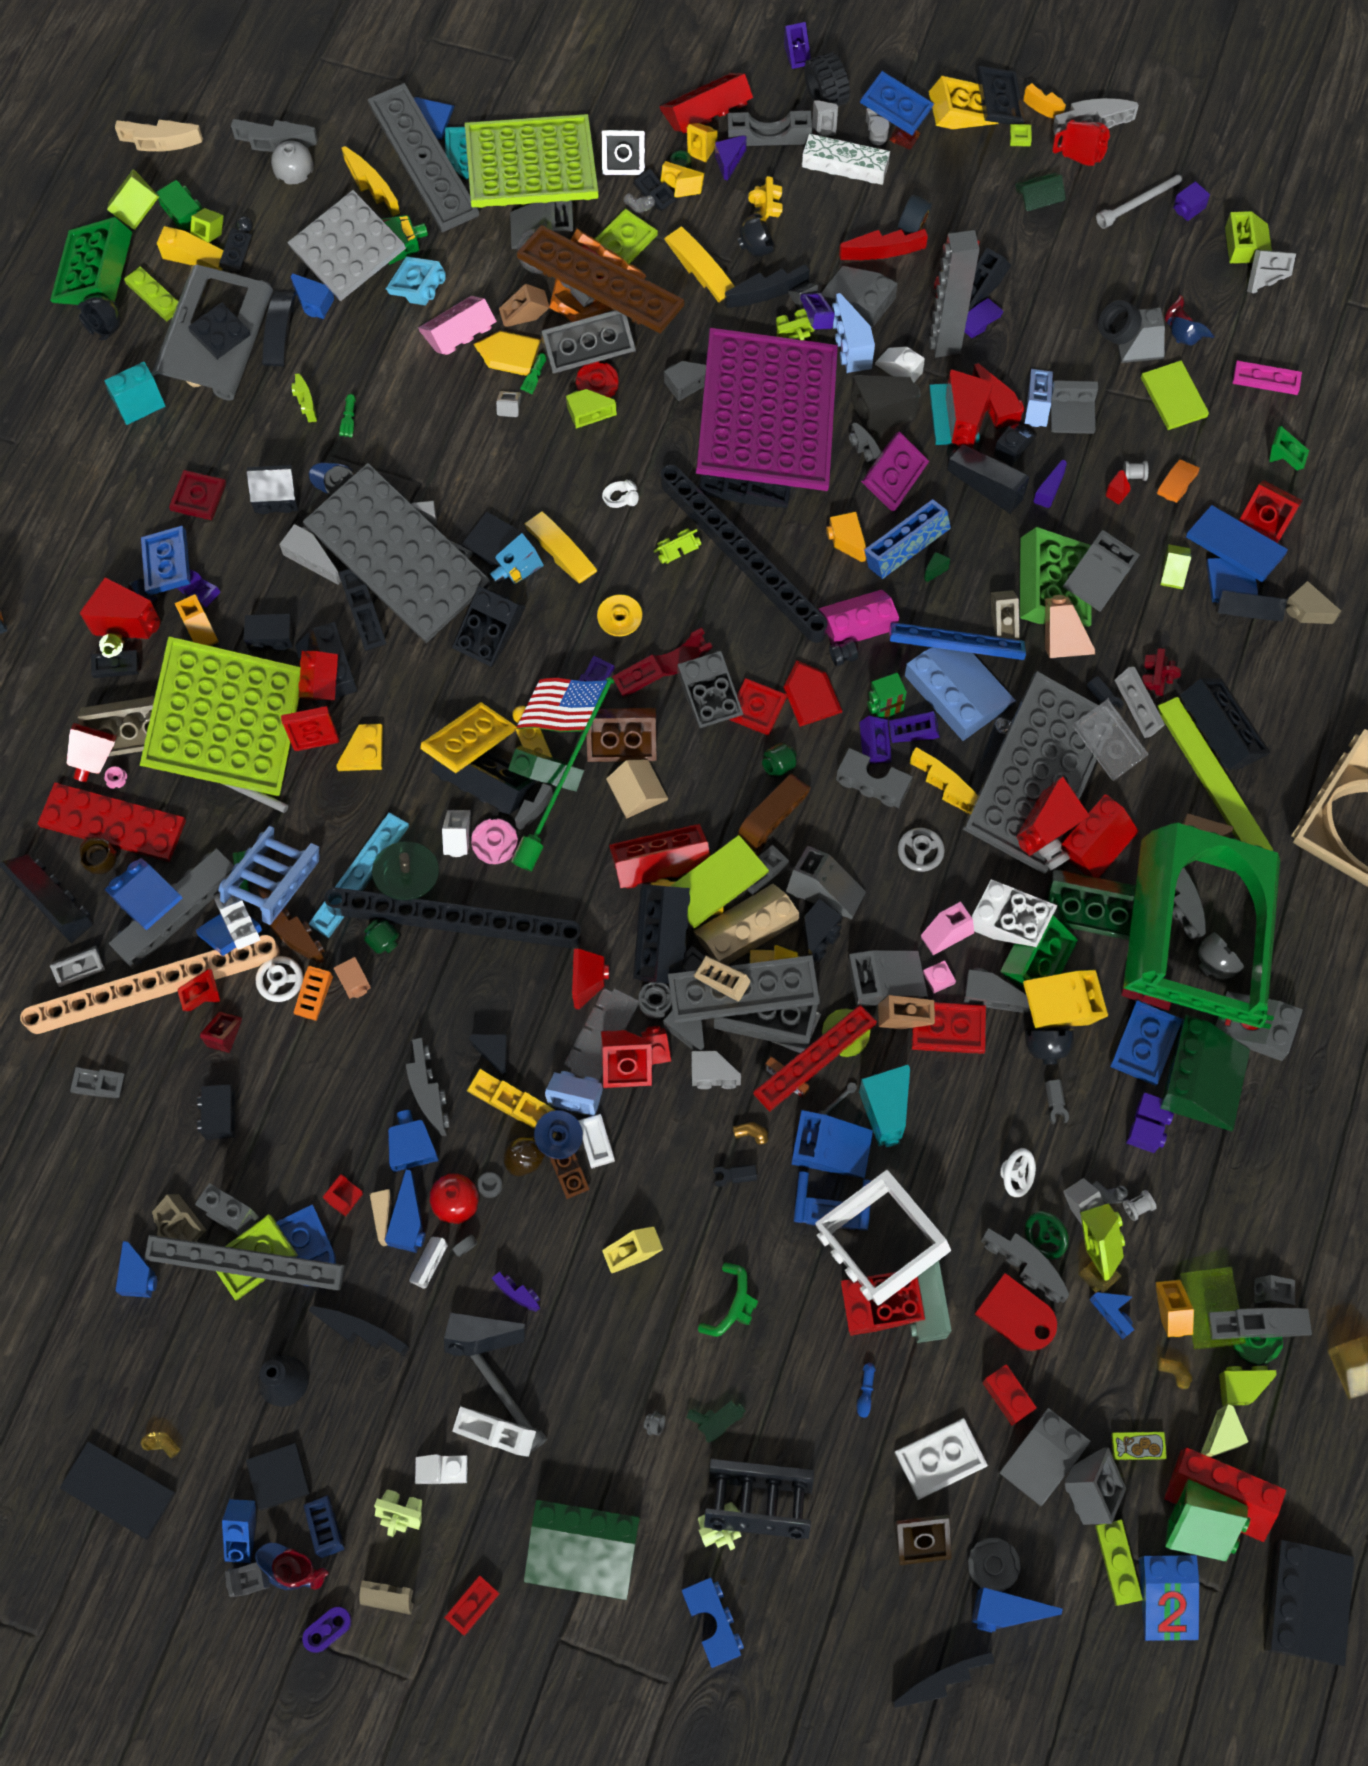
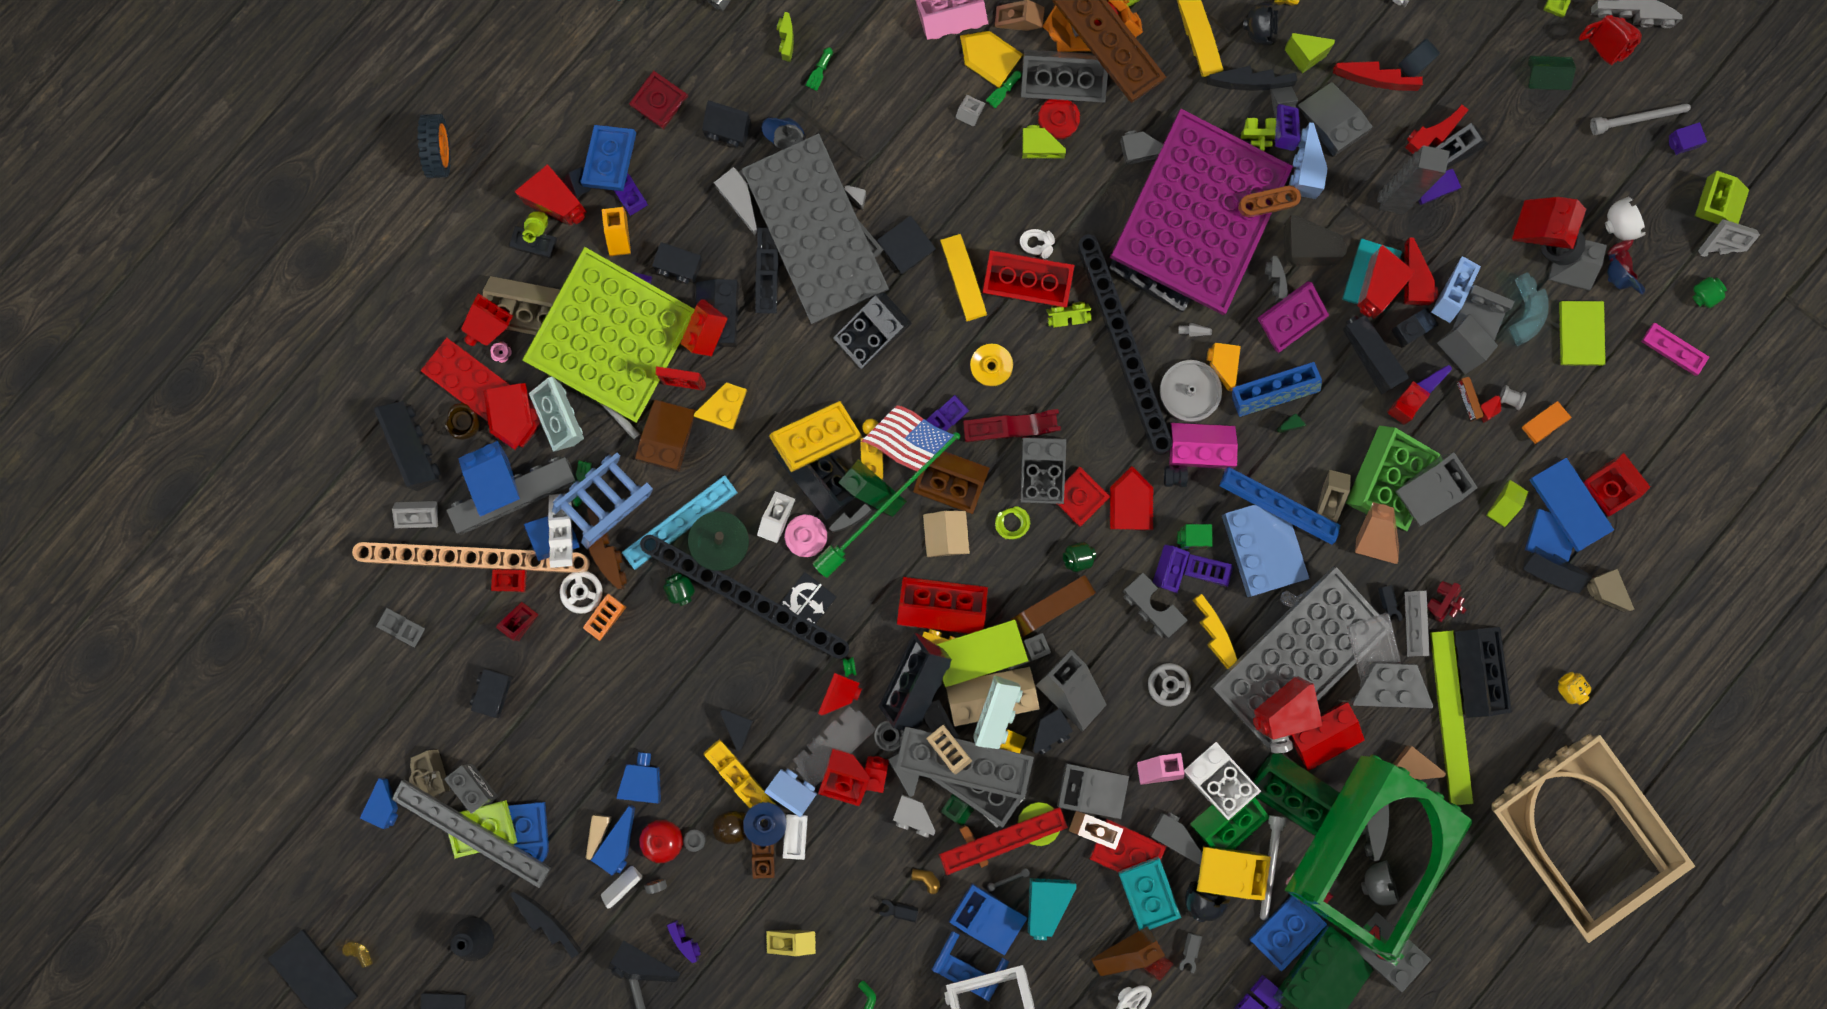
camera: 20 degrees right, 15 degrees up
(143, 828) = (508, 413): none -> red tile
(193, 811) = (556, 414): none -> light aqua slope
(314, 798) = (665, 436): none -> reddish brown slope
(342, 1195) = (571, 804): red panel -> none
(352, 978) = (642, 618): nougat brick -> none
(428, 1095) = (668, 747): dark grey slope -> none
(516, 561) = (926, 276): dark azure torso -> none
(521, 897) = (808, 599): none -> black sticker
(587, 945) = (849, 666): none -> green bush
(624, 522) = (1028, 278): none -> red slope
(701, 742) = (1024, 519): none -> lime piece
(756, 1050) = (957, 810): none -> dark green slope
(757, 924) = (997, 713): none -> light aqua slope
(805, 518) = (1195, 330): none -> light grey bar
(808, 242) = (1307, 50): none -> lime slope
(825, 573) = (1190, 391): none -> light grey piece
(832, 372) = (1275, 196): none -> dark orange plate
(901, 363) = (1343, 207): white slope -> none
(939, 977) = (1137, 805): bright pink plate -> none
(989, 1058) = (1149, 894): none -> teal tile
(993, 1125) = (1130, 954): none -> reddish brown slope
(1028, 1128) = (1159, 968): none -> clear red tile
(1039, 507) = (1408, 403): none -> red slope
(1071, 440) = (1467, 344): none -> dark grey slope
(1088, 942) = (1276, 824): none -> light grey piece
(1096, 485) = (1470, 399): none -> dark orange tile
(1099, 304) = (1550, 222): none -> red slope
(1120, 386) = (1535, 310): none -> clear light blue arch
(1144, 767) = (1393, 687): none -> dark grey wing
(1168, 283) = (1625, 220): none -> white cylinder
(1274, 318) = (1709, 292): none -> green head
(1289, 449) = (1661, 431): green slope -> none
(1319, 705) = (1574, 688): none -> yellow head

